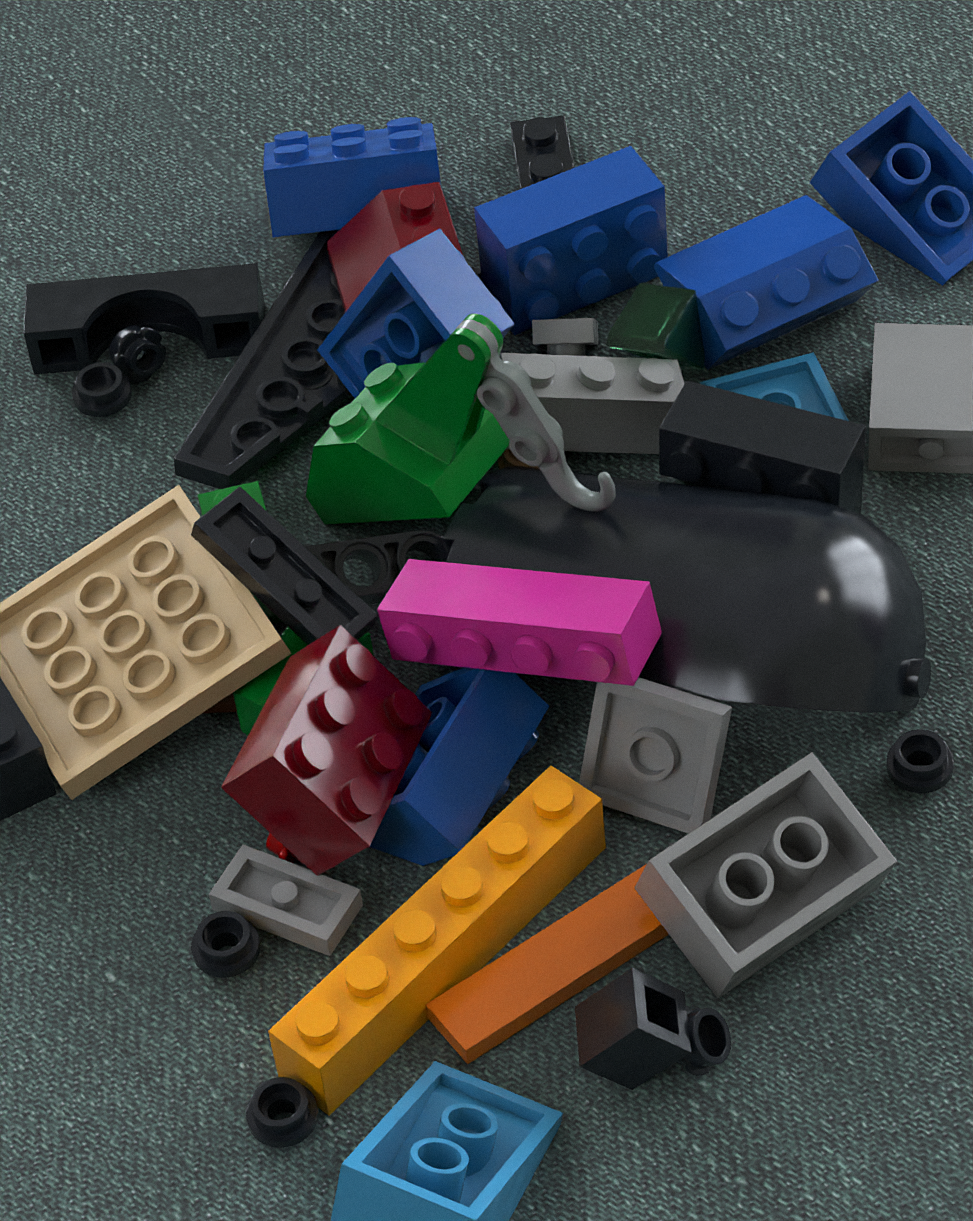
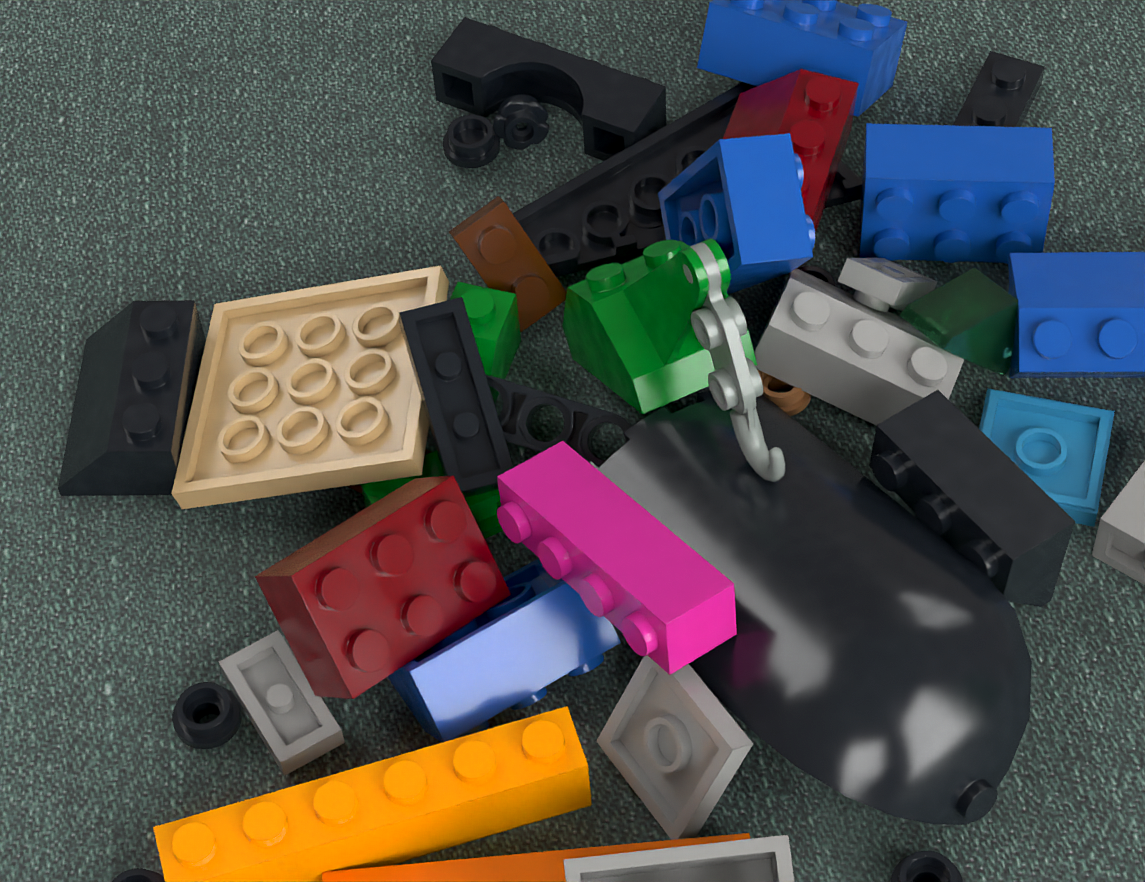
camera: 30 degrees right, 5 degrees up
(226, 456) = (509, 260): none -> reddish brown plate

